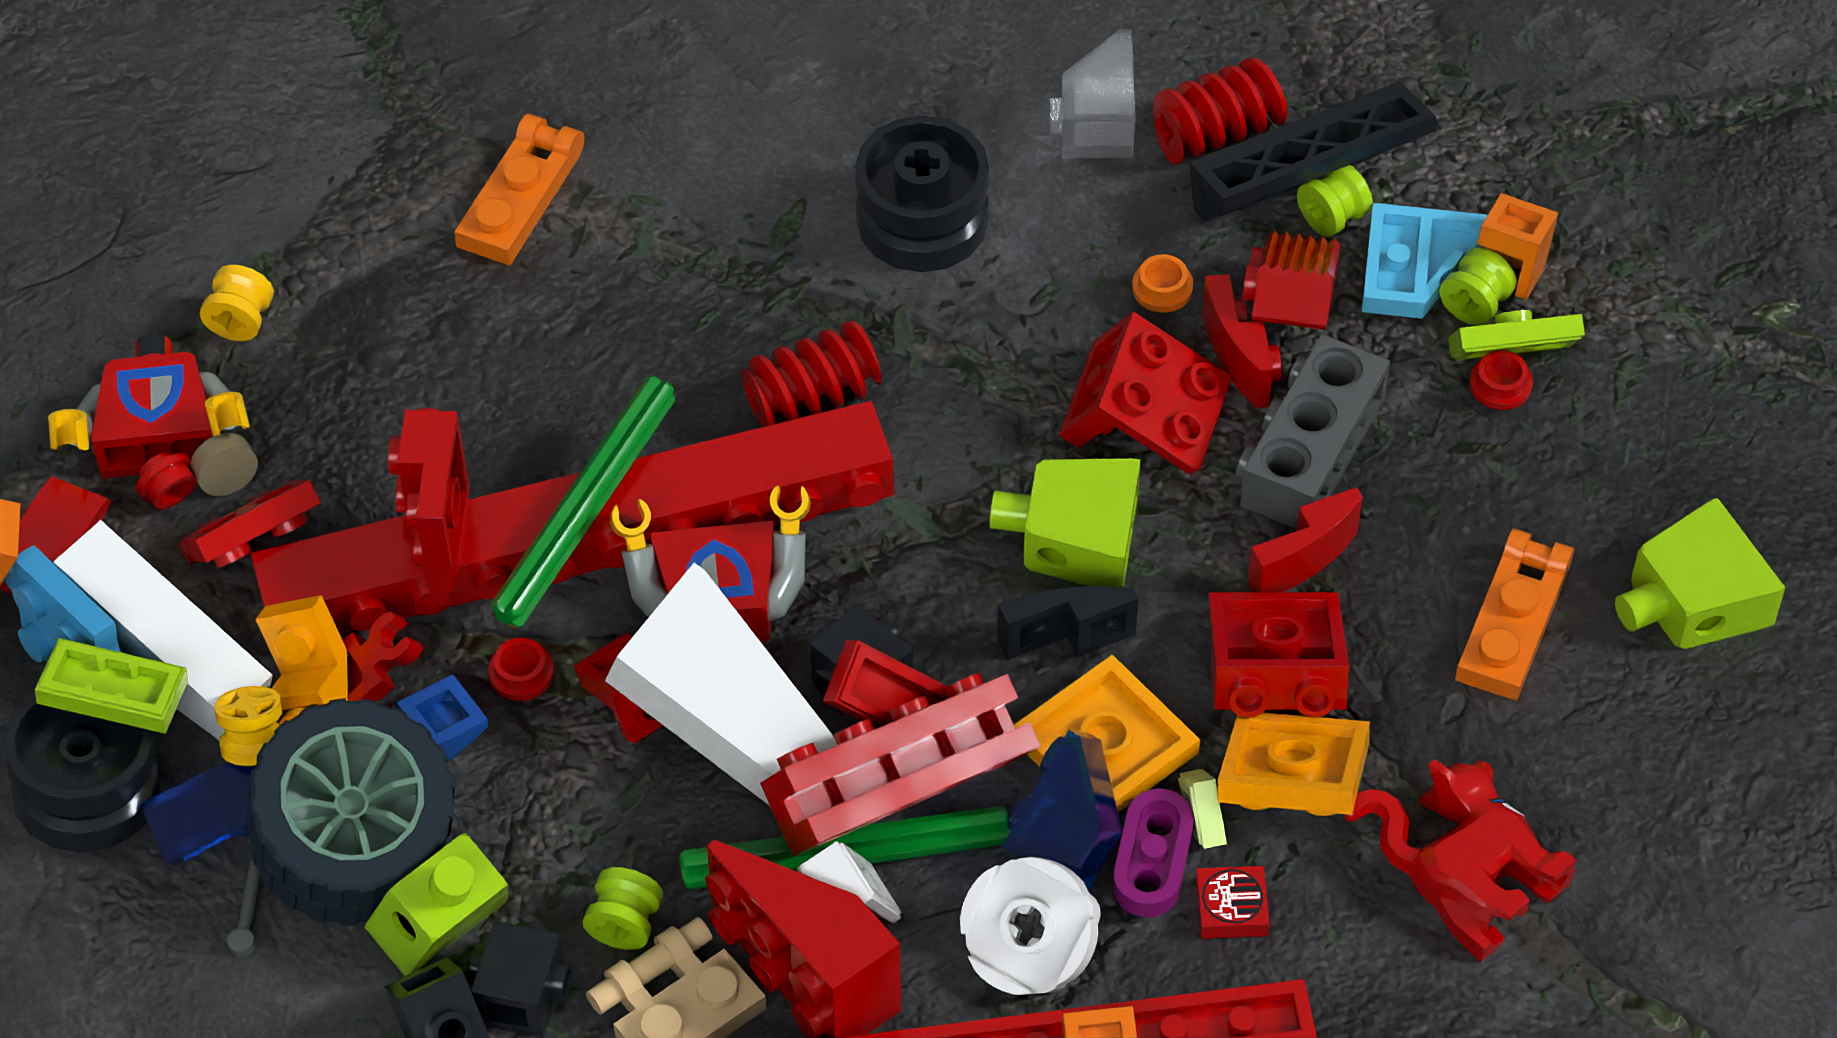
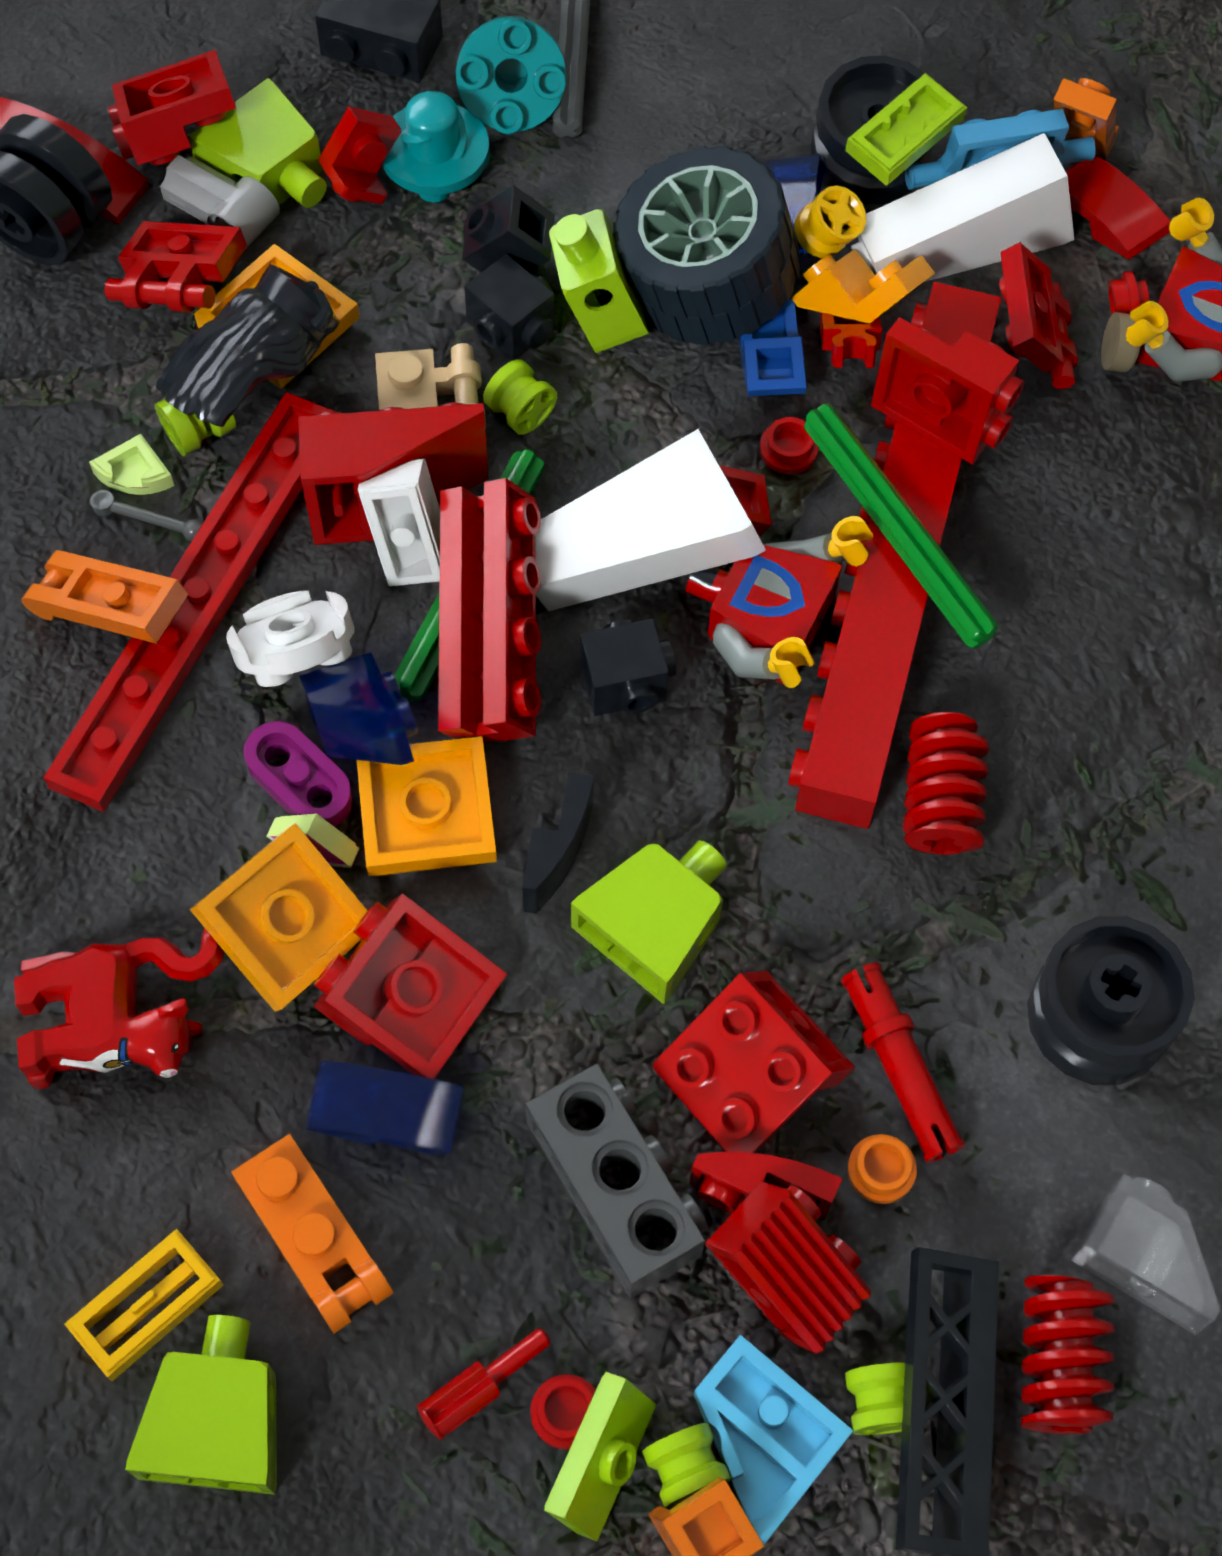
camera: 120 degrees right, 10 degrees up
(873, 683) = (568, 645): red tile -> none
(1053, 324) = (902, 1061): none -> red pin
(1232, 902) = (217, 812): red tile -> none
(1320, 536) = (501, 1099): red slope -> none
(1387, 612) = (384, 1107): none -> clear blue slope
(1532, 444) = (477, 1386): none -> red axle
(1658, 699) = (161, 1324): none -> yellow tile

